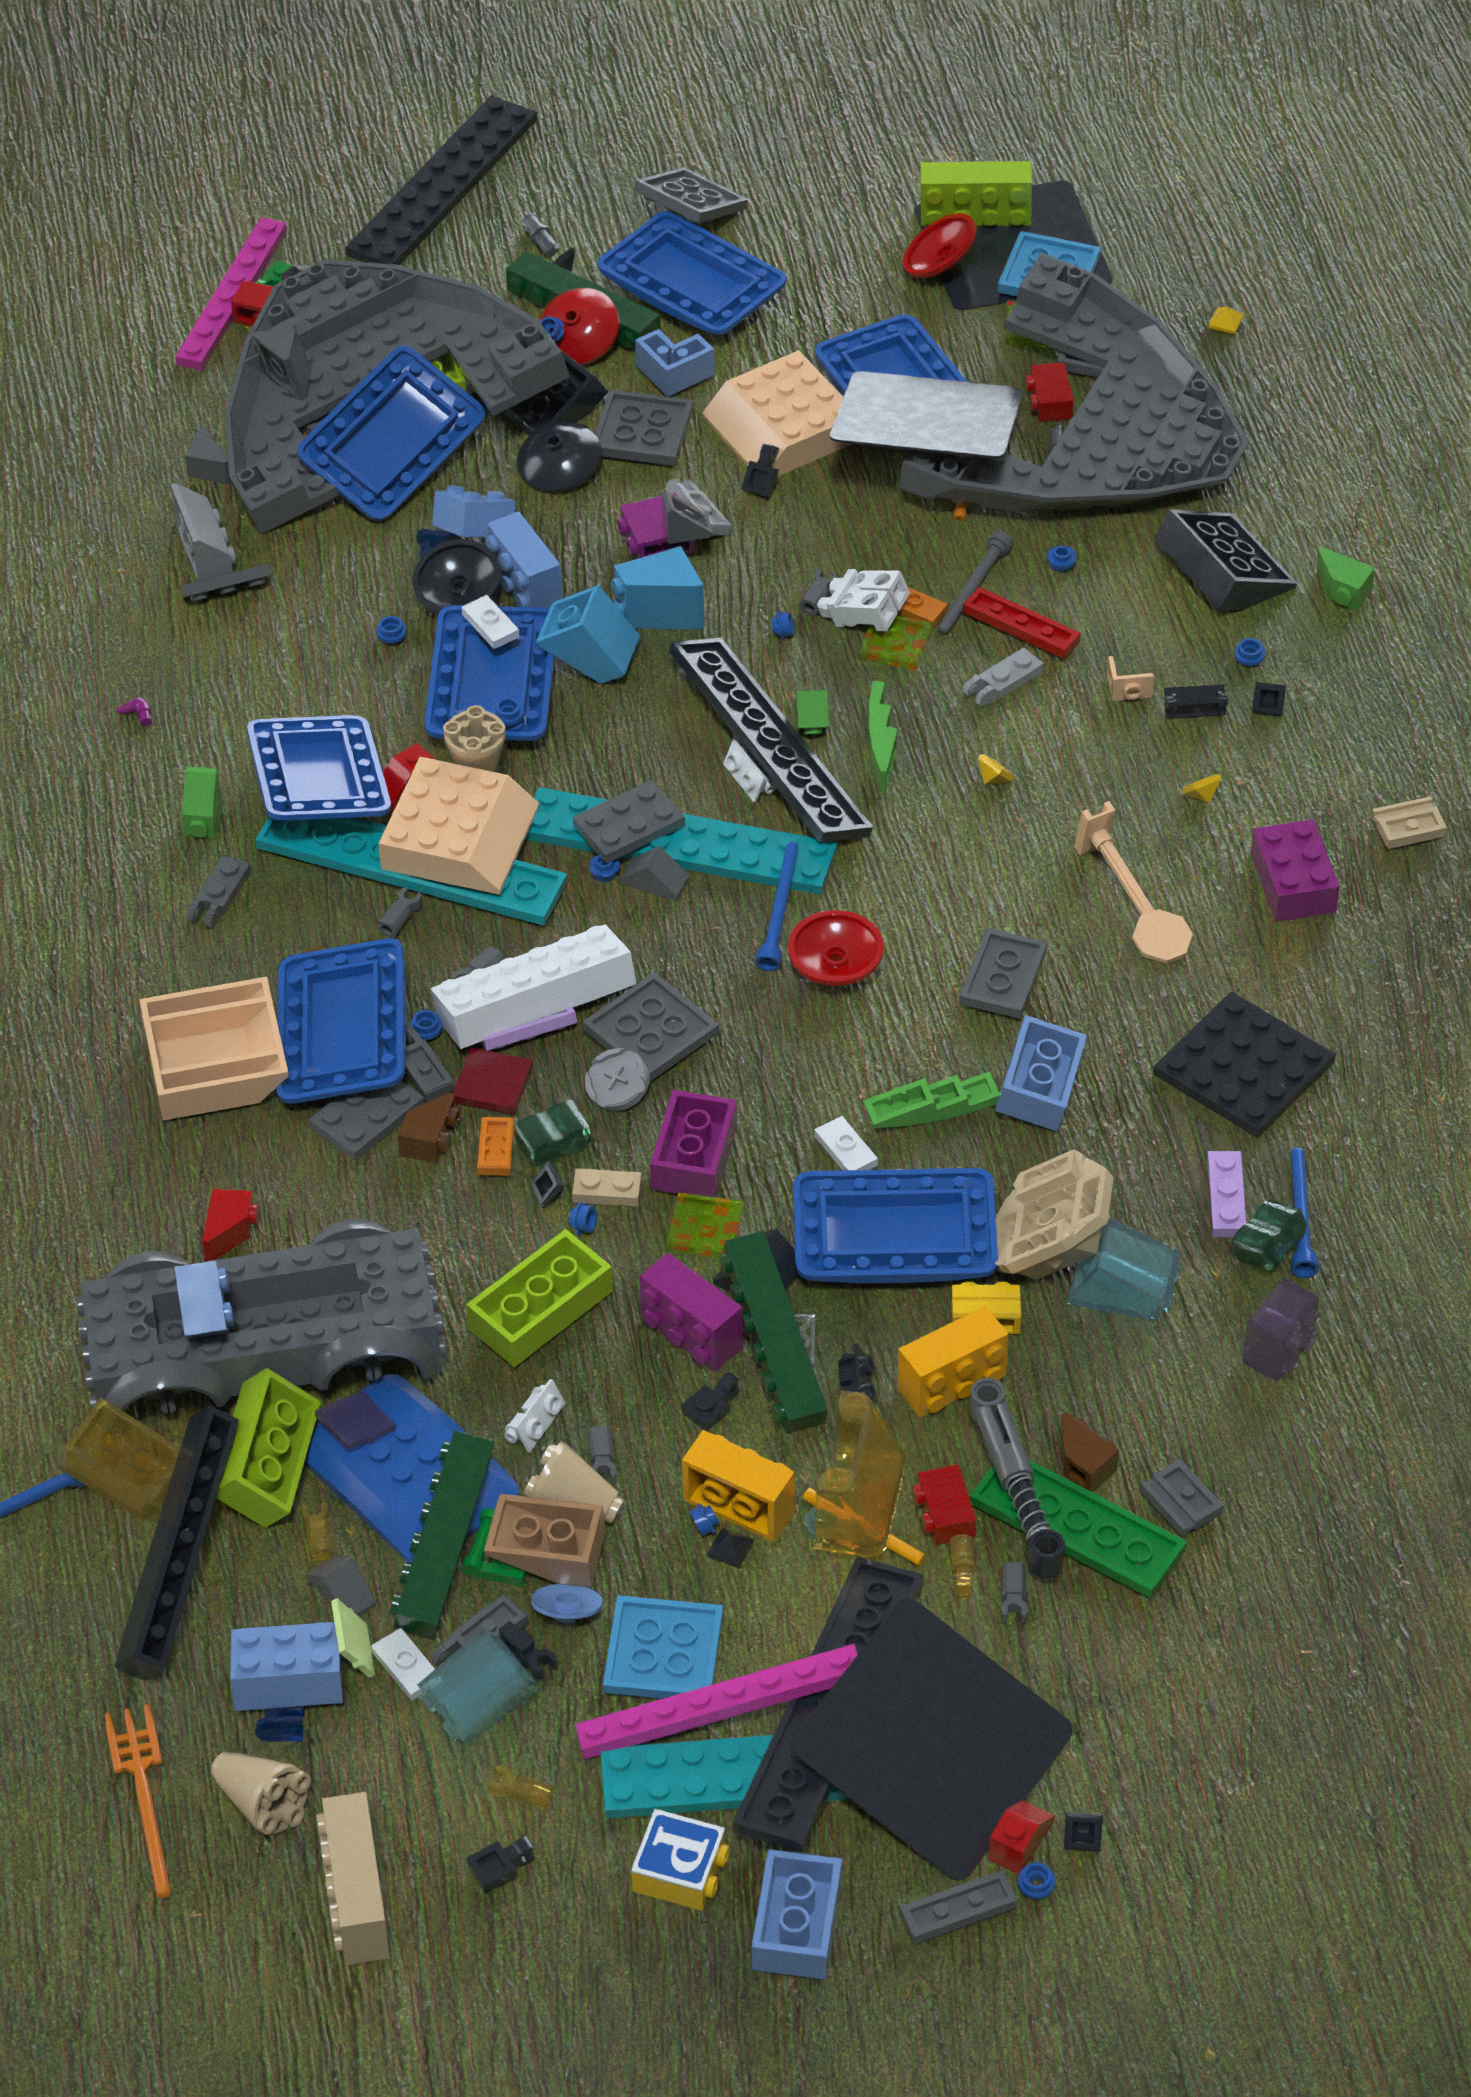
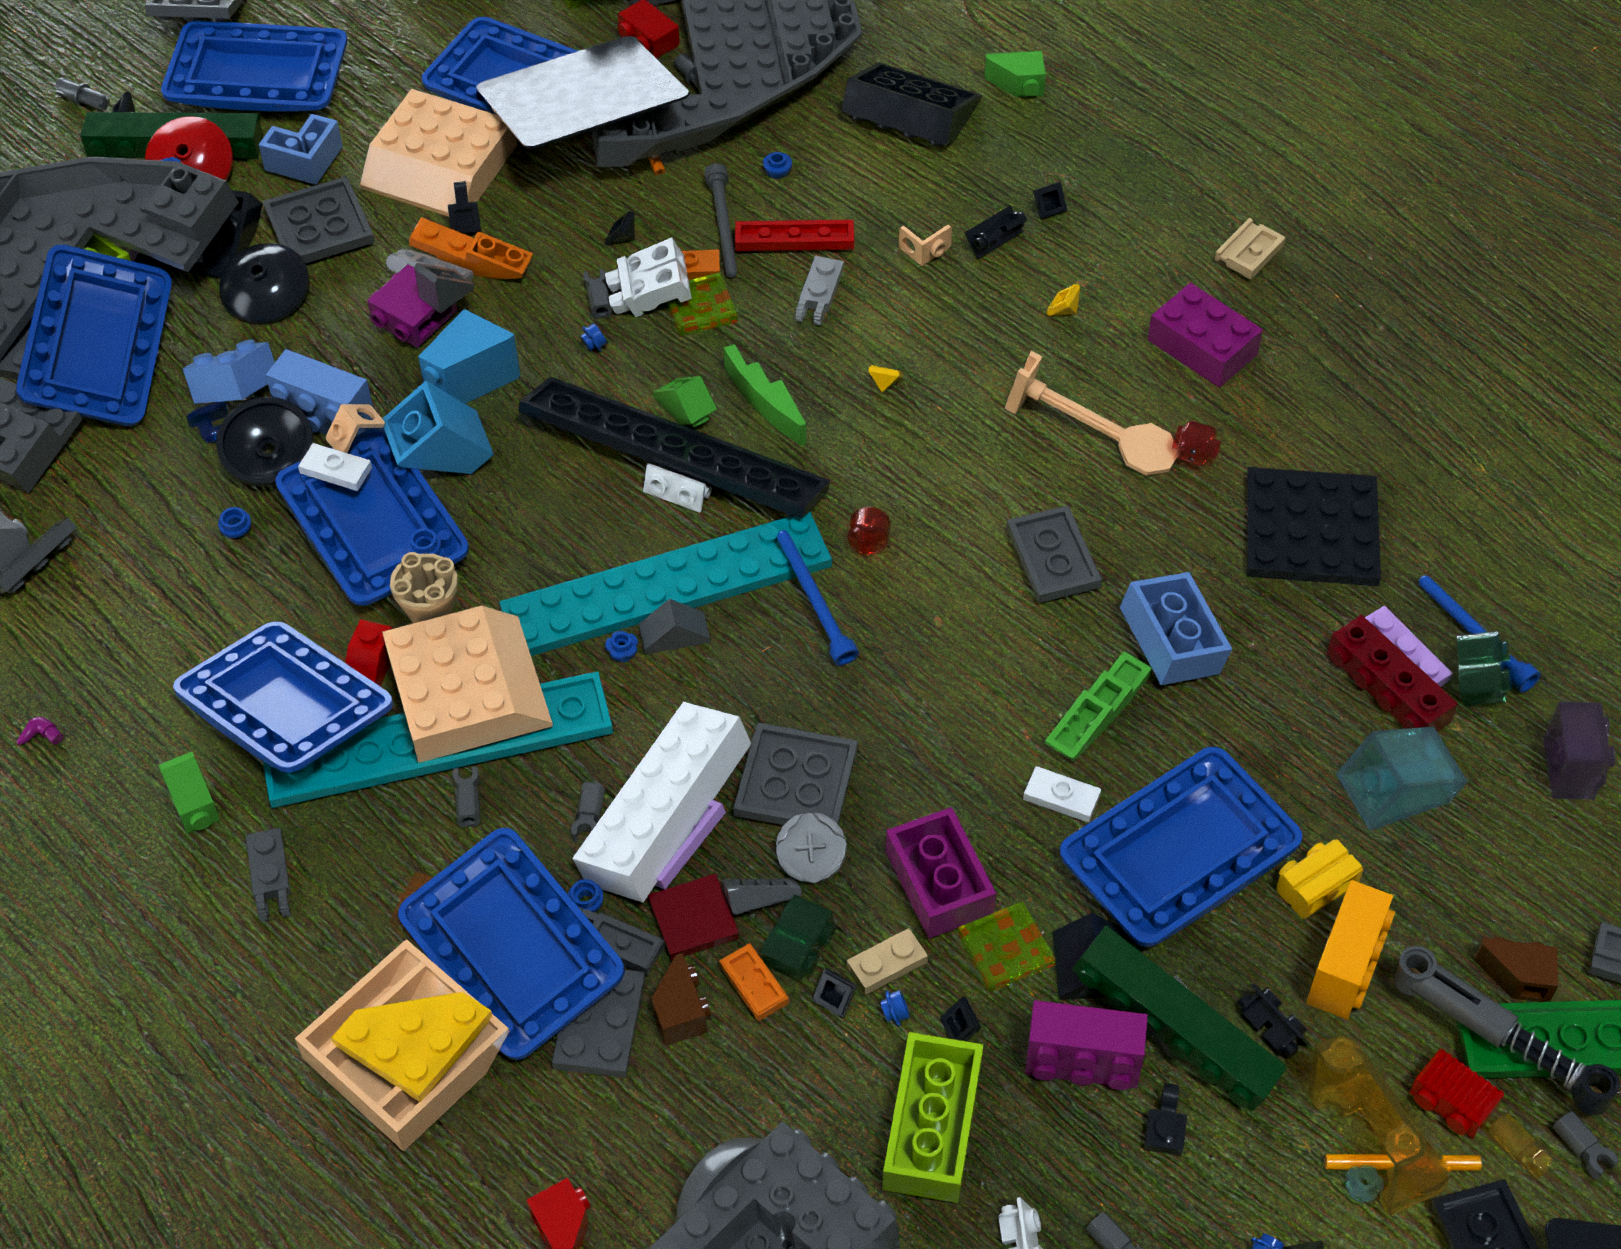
camera: 35 degrees left, 5 degrees up
(218, 1042) = (413, 1039): none -> yellow plate
(523, 590) = (348, 423): none -> light nougat bracket
(544, 1085) = (752, 894): none -> dark grey slope
(623, 1254) = (960, 1021): none -> black slope
(628, 821) = (615, 590): dark grey plate -> none
(739, 1485) = (1281, 1196): light orange brick -> none
(744, 512) = (481, 254): none -> orange slope
(835, 947) = (905, 597): red dish -> none
(869, 878) = (869, 528): none -> clear red head
(883, 551) = (622, 230): none -> black slope
(1053, 1216) = (1299, 736): tan piece -> none
(1189, 1203) = (1390, 676): none -> dark red brick
(1201, 949) = (1196, 443): none -> clear red head
(1249, 652) = (998, 169): blue plate -> none

